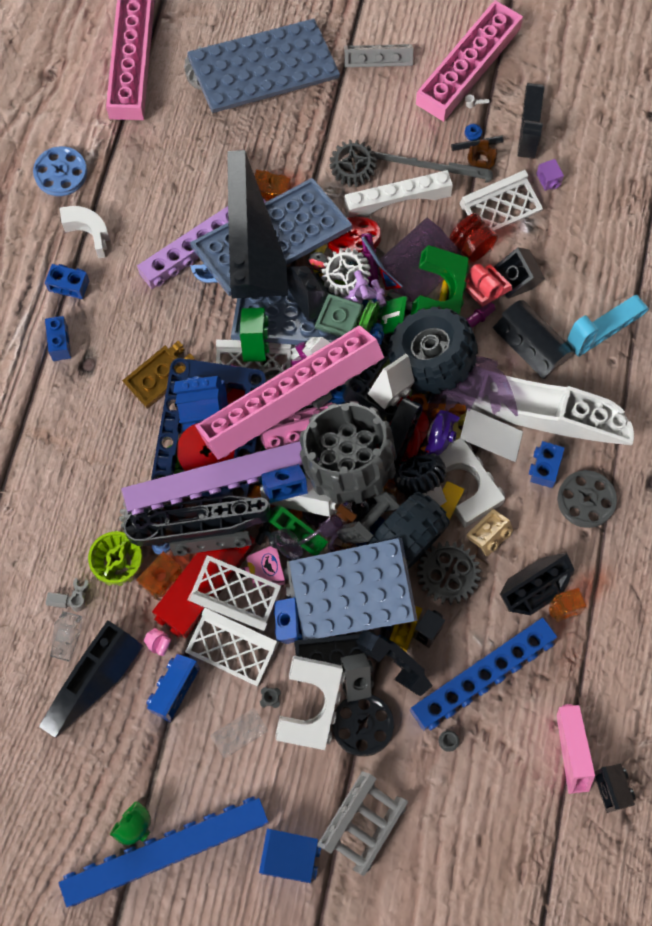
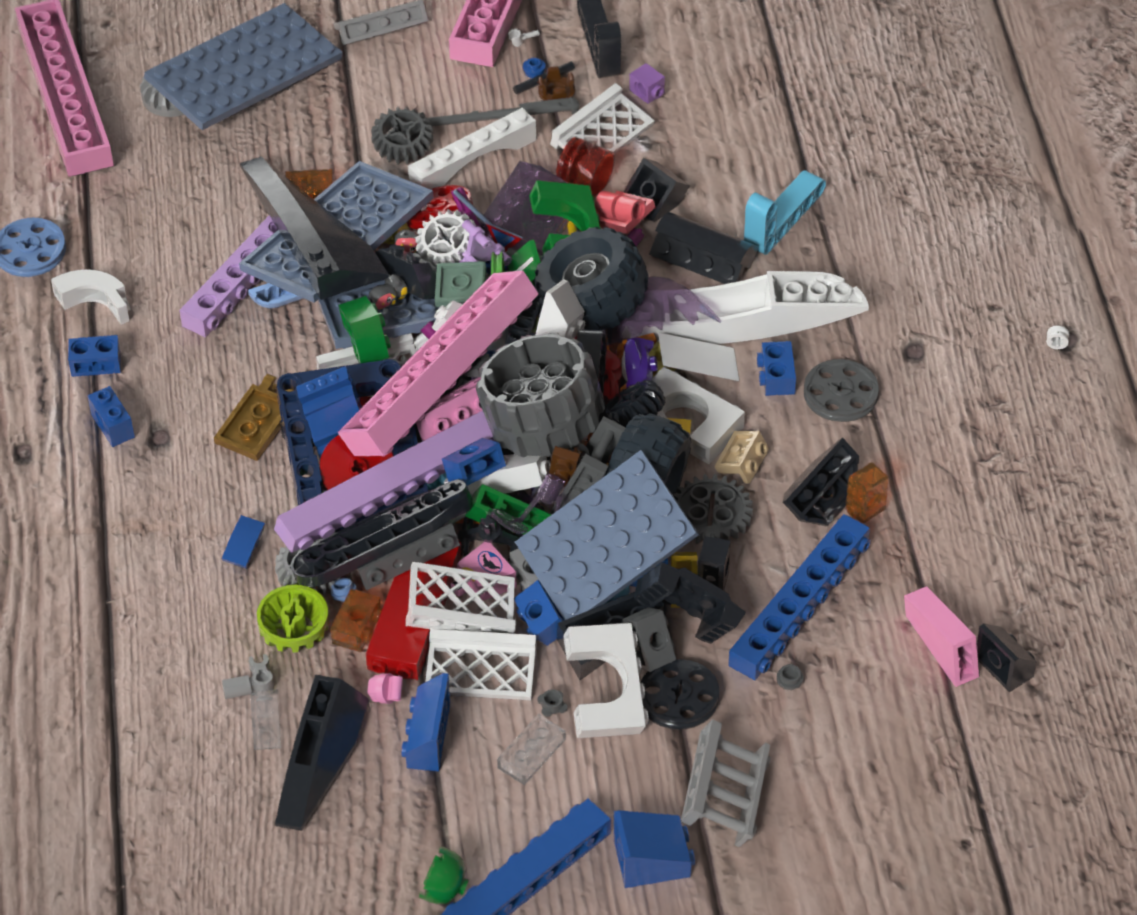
camera: 20 degrees left, 20 degrees down
(108, 478) = (243, 541): none -> blue slope
(283, 306) = (386, 294): none -> dark grey animal

